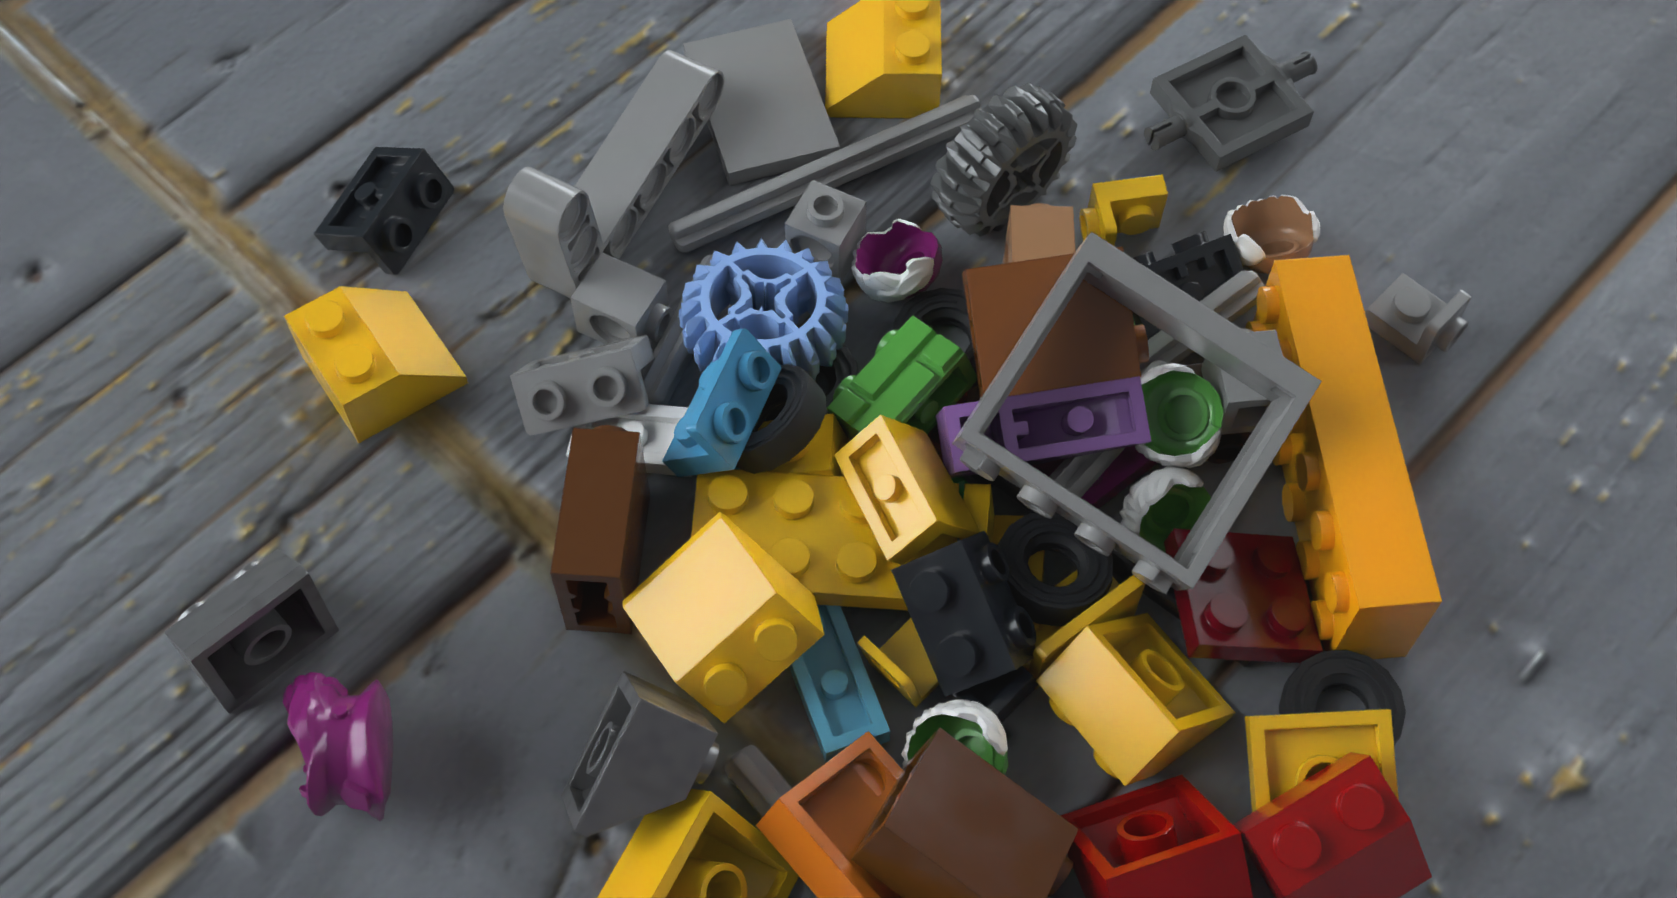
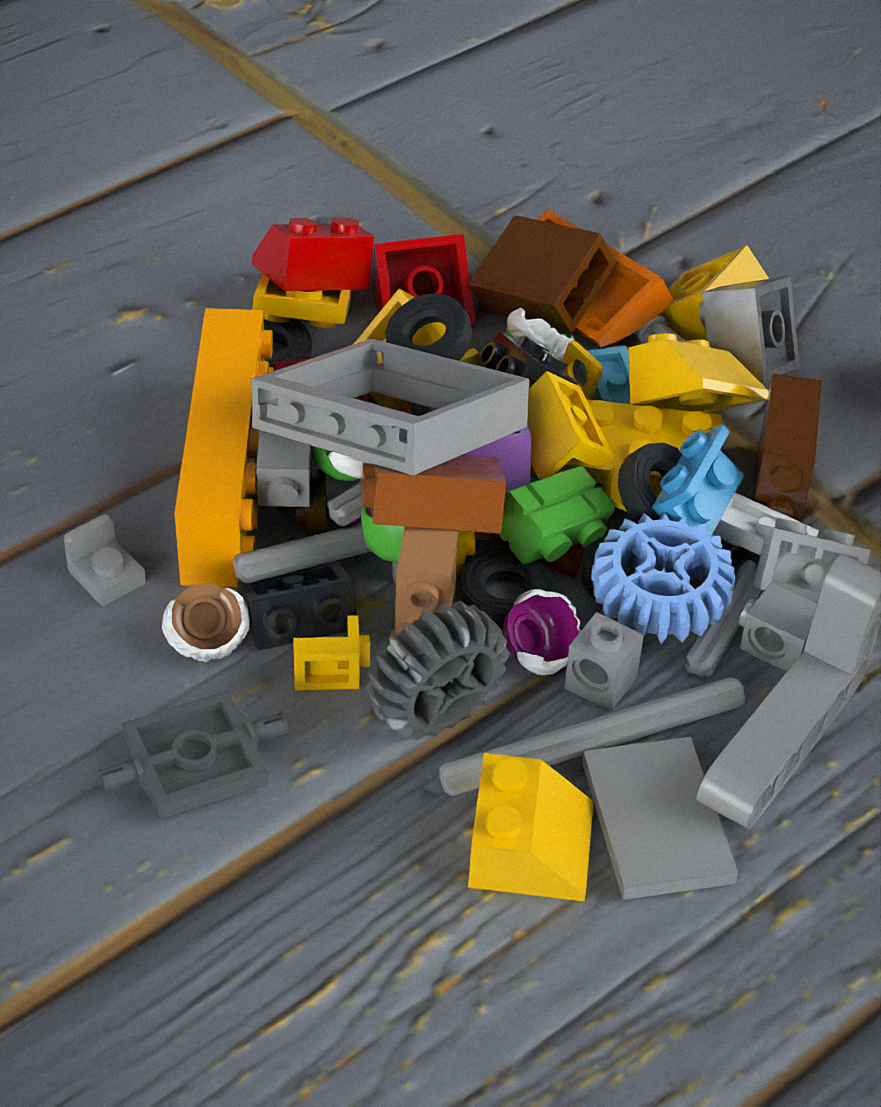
camera: 175 degrees left, 15 degrees down
(1095, 644) = (427, 310): none -> black tyre

